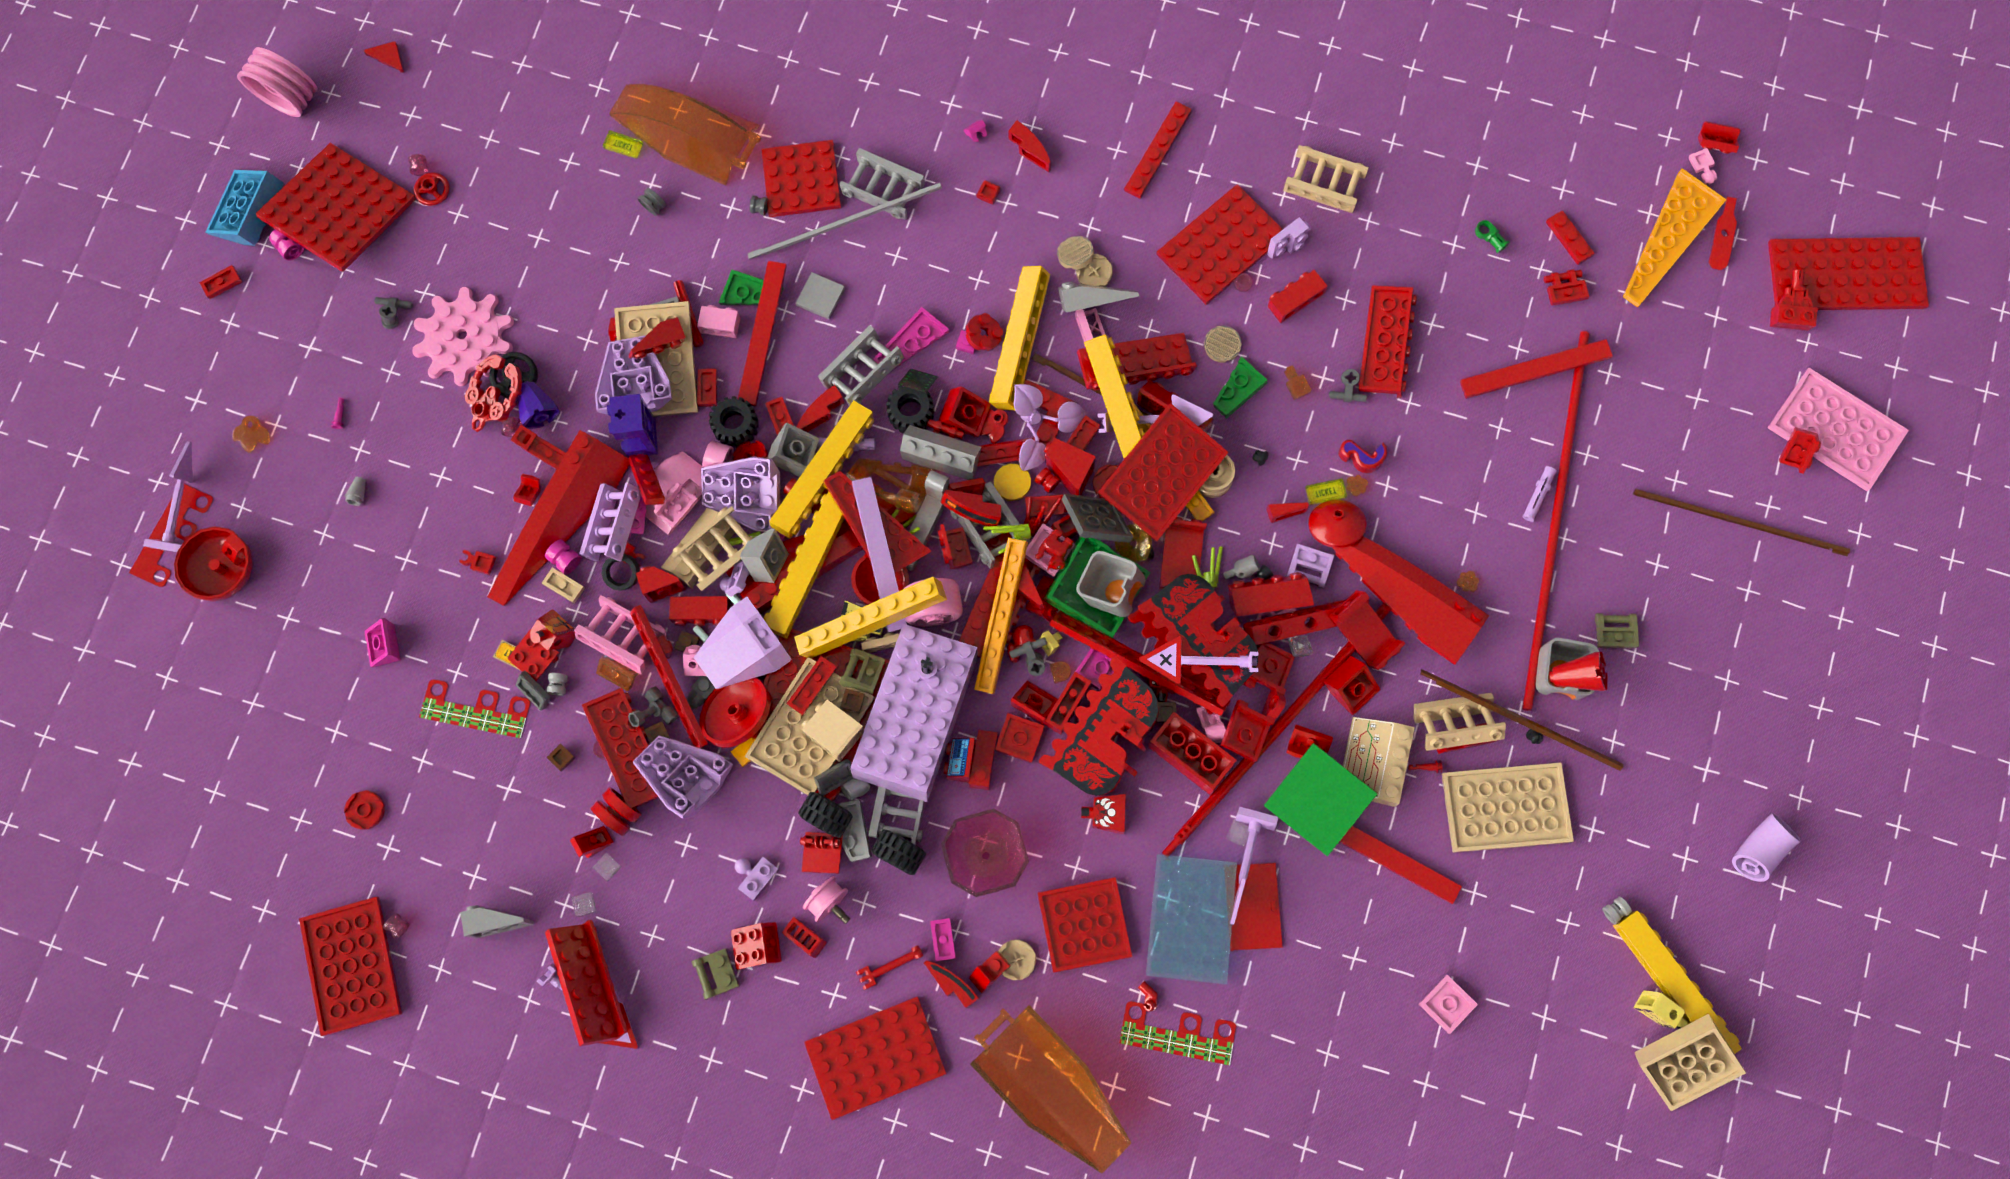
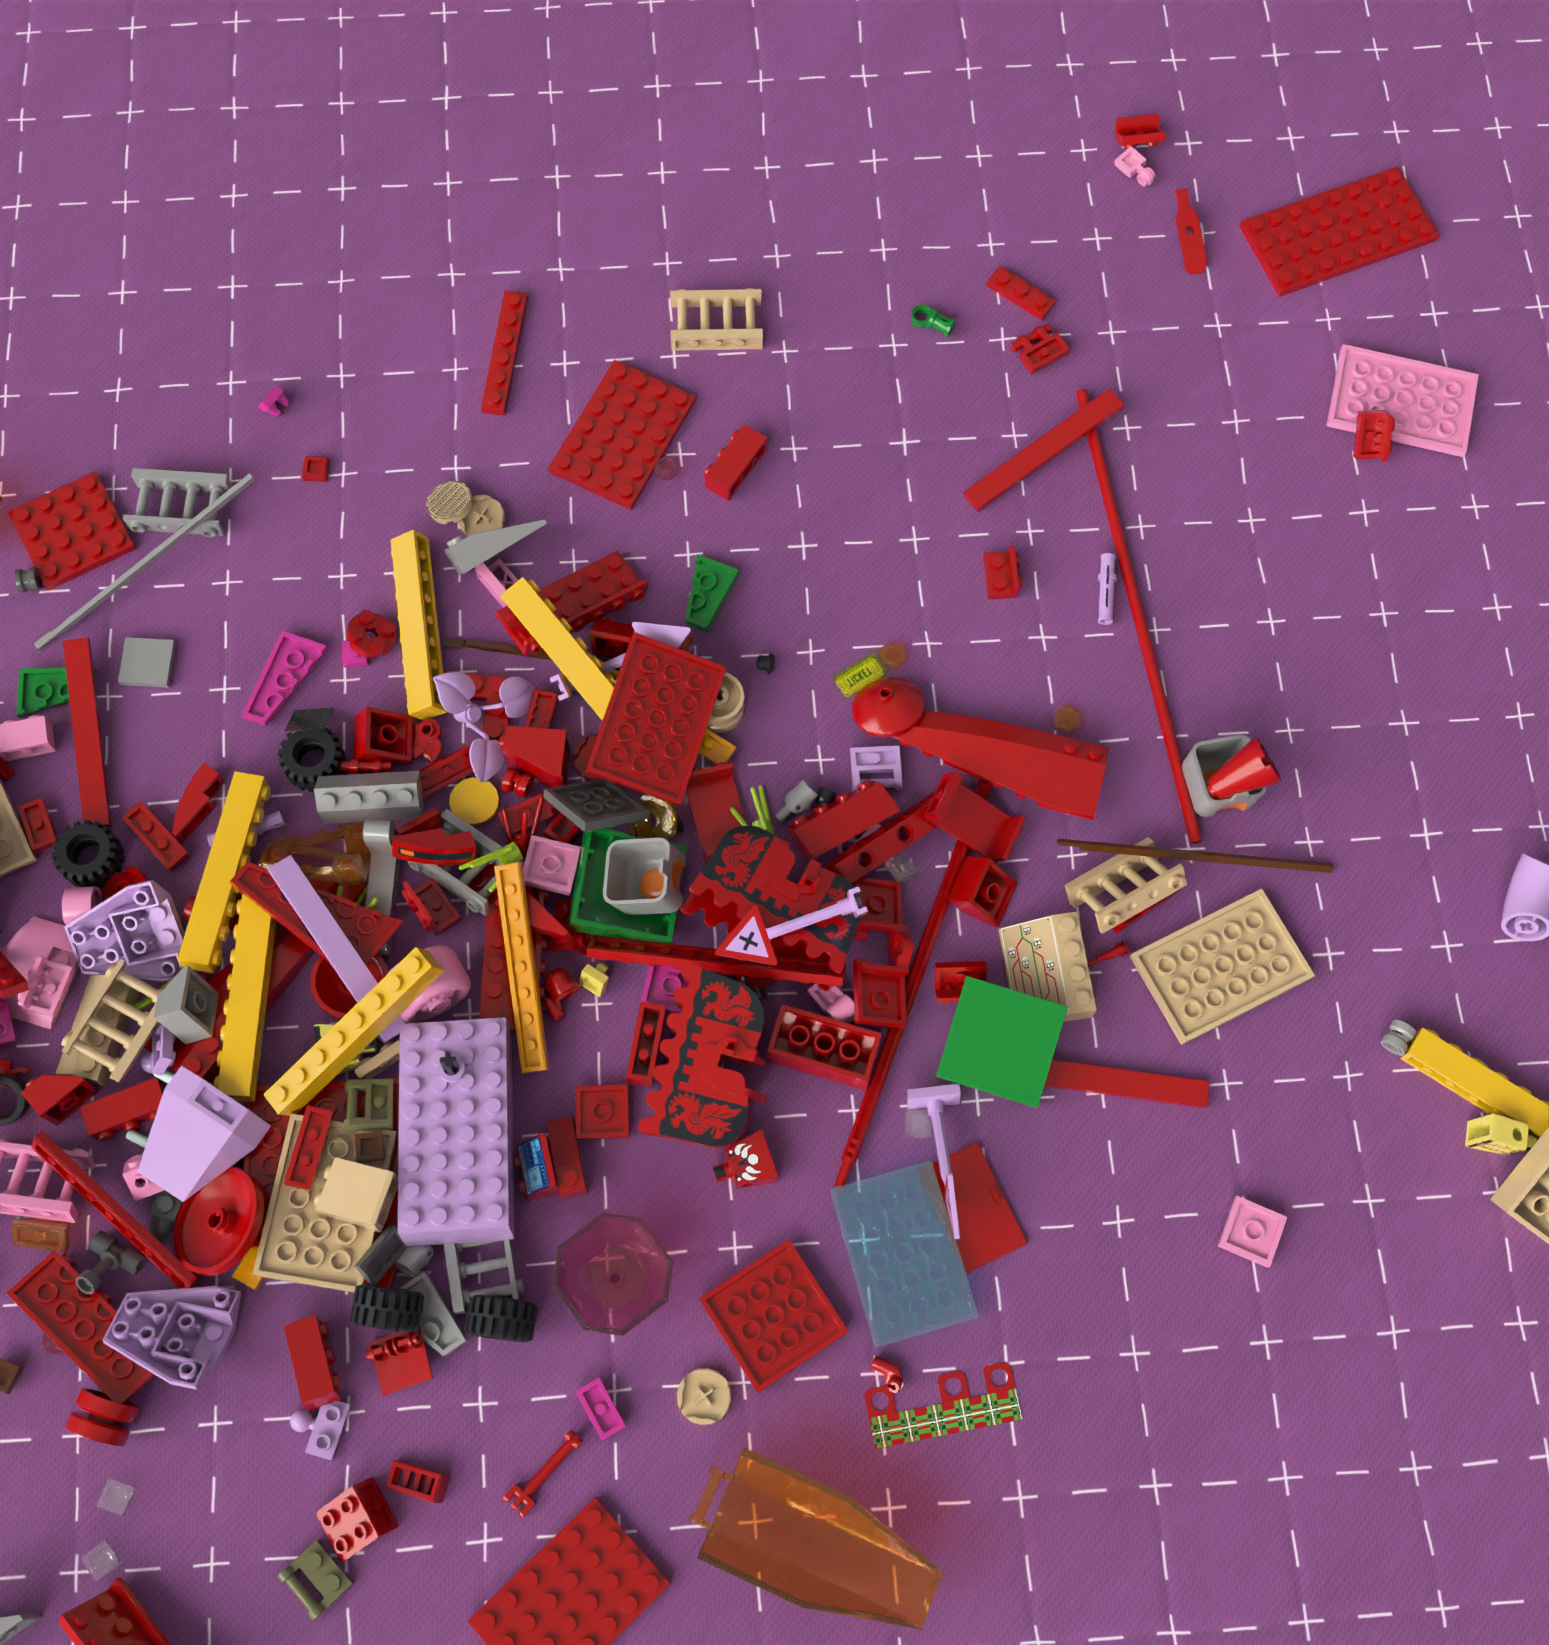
camera: 30 degrees left, 5 degrees down
(591, 842) = (83, 1471): red slope -> none
(655, 731) = (121, 1287): reddish brown plate -> none
(666, 646) = (96, 1171): red plate -> none
(685, 640) = (120, 1154): reddish brown plate -> none
(764, 830) = (313, 1362): none -> red brick
(793, 449) = (178, 860): light grey slope -> none
(826, 899) = (428, 1419): bright pink wheel -> none
(850, 356) = (212, 720): light grey fence -> none
(952, 983) = (633, 1461): red slope -> none
(989, 971) = (676, 1425): red slope -> none
(1029, 145) = (346, 397): red slope -> none
(1032, 656) = (580, 1005): dark grey piece -> none
(1033, 702) = (602, 1060): red slope -> none
(1055, 548) = (559, 859): red animal -> none
(1060, 671) = (621, 1010): clear orange tile -> none
(1165, 711) = (771, 1008): reddish brown plate -> none
(1222, 344) = (669, 548): tile -> none
(1285, 510) = (819, 715): red slope -> none
(1289, 239) = (700, 399): lavender plate -> none
(1297, 385) = (775, 564): clear orange plate -> none
(1348, 395) = (840, 555): dark grey piece -> none
(1361, 459) = (886, 622): red animal -> none
(1387, 340) = (861, 476): red bracket -> none
(1464, 453) = (1002, 574): none -> red bracket
(1534, 736) = (1218, 870): black piece -> none
(1617, 636) = (1263, 718): olive plate -> none
(1681, 219) = (1135, 233): light orange wing -> none
(1795, 307) = (1300, 284): red brick -> none
(1835, 549) = (1330, 540): reddish brown piece -> none

